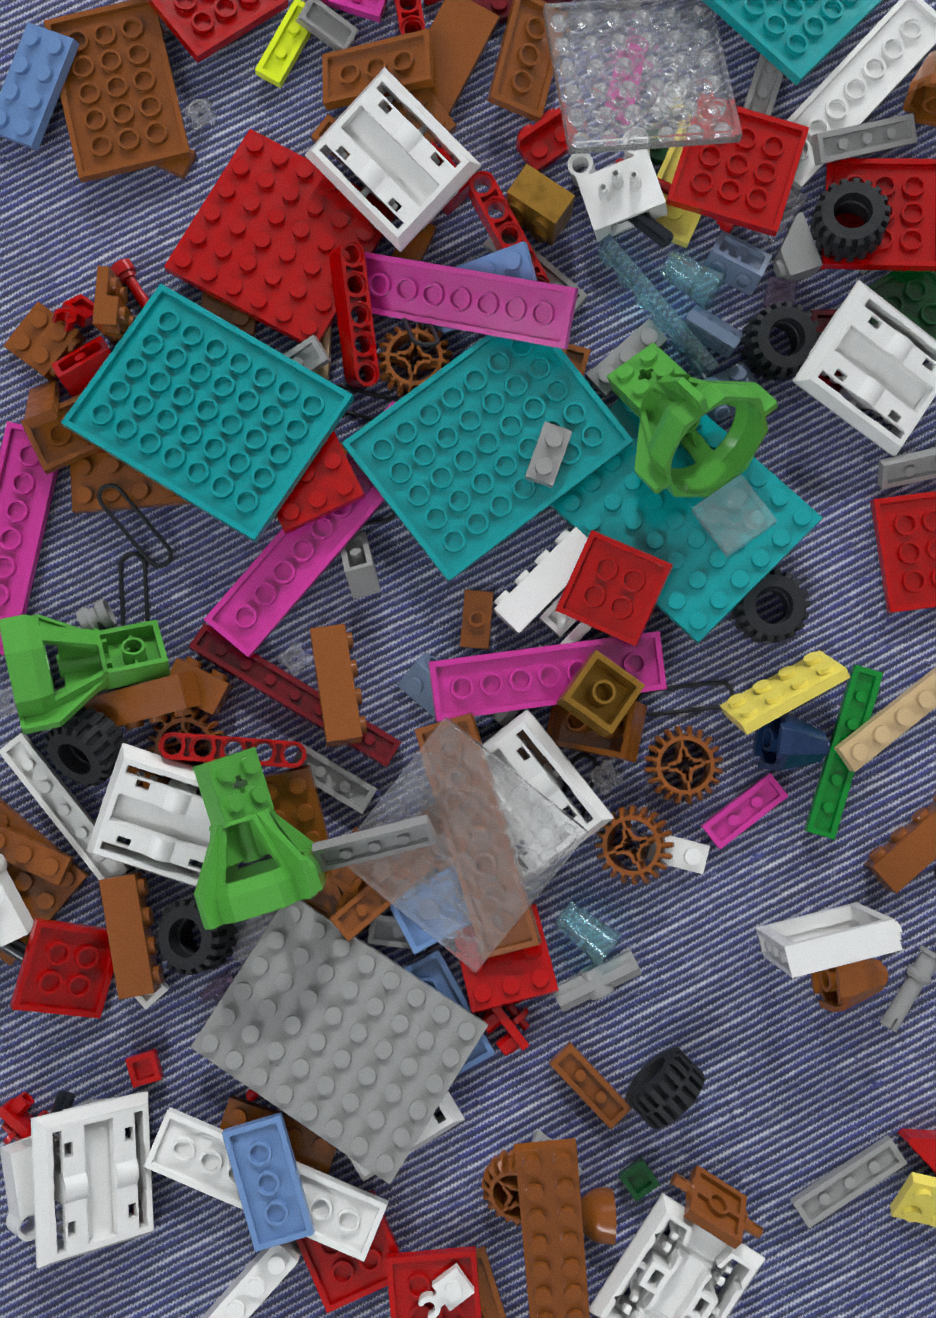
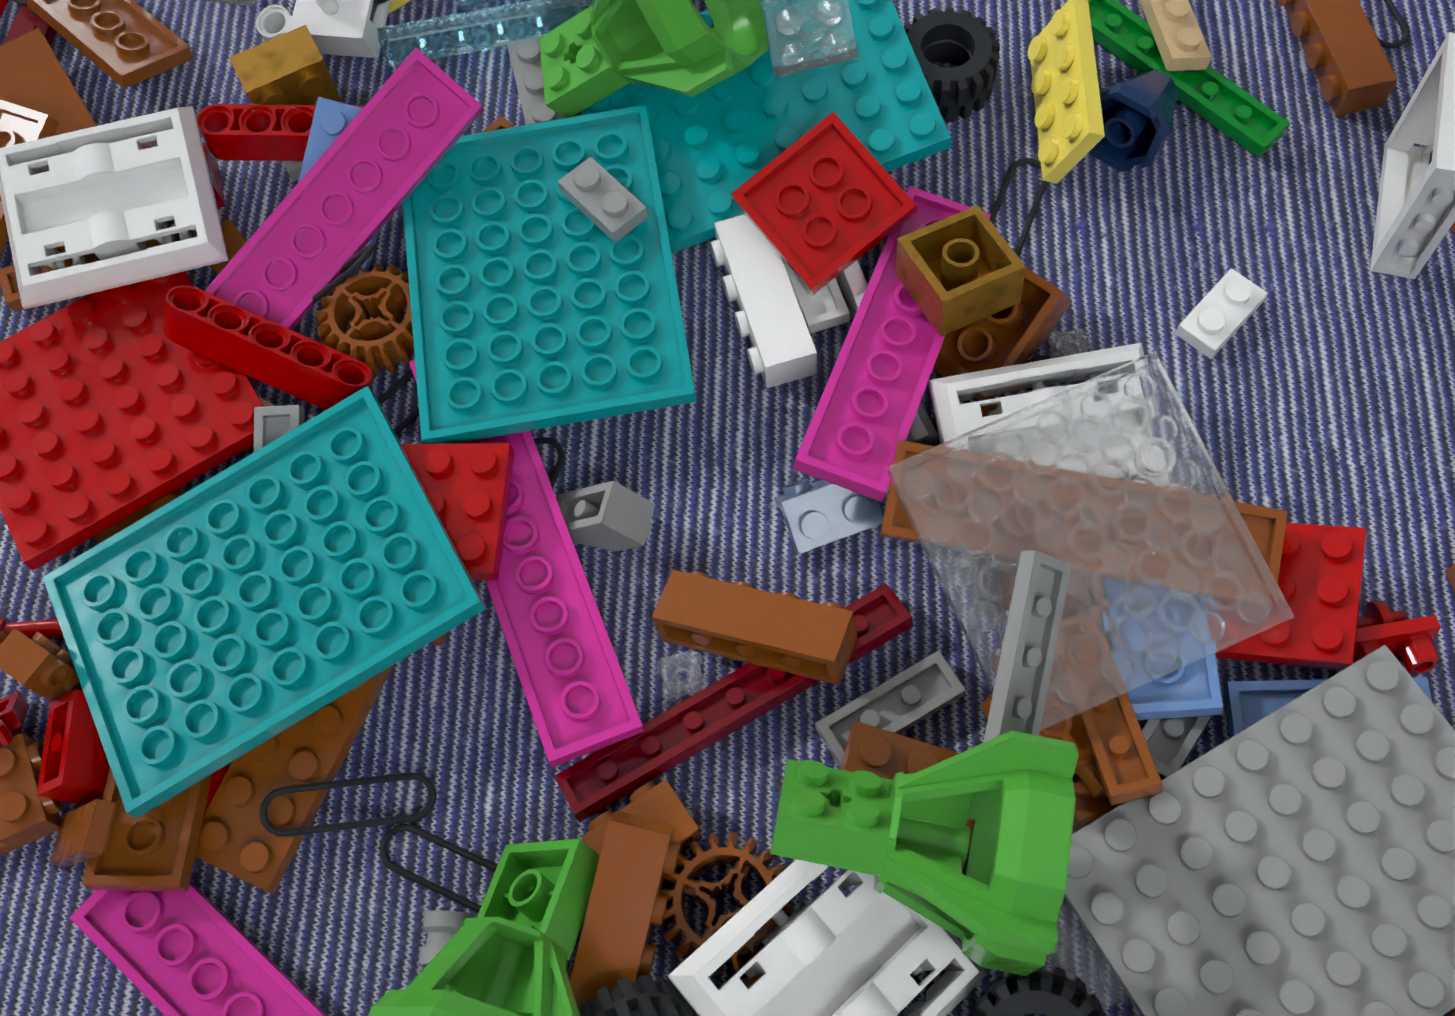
camera: 55 degrees left, 20 degrees down
(219, 744) = (754, 834): red beam -> none
(476, 619) = (765, 410): dark orange plate -> none
(544, 141) = (210, 54): red bracket -> none
(587, 932) = (1292, 465): clear light blue plant -> none
(597, 981) = (1367, 487): light grey piece -> none
(639, 857) = (1210, 347): dark orange gear -> none
(686, 777) = (1128, 258): dark orange gear -> none
(744, 810) = (1201, 209): dark pink plate -> none

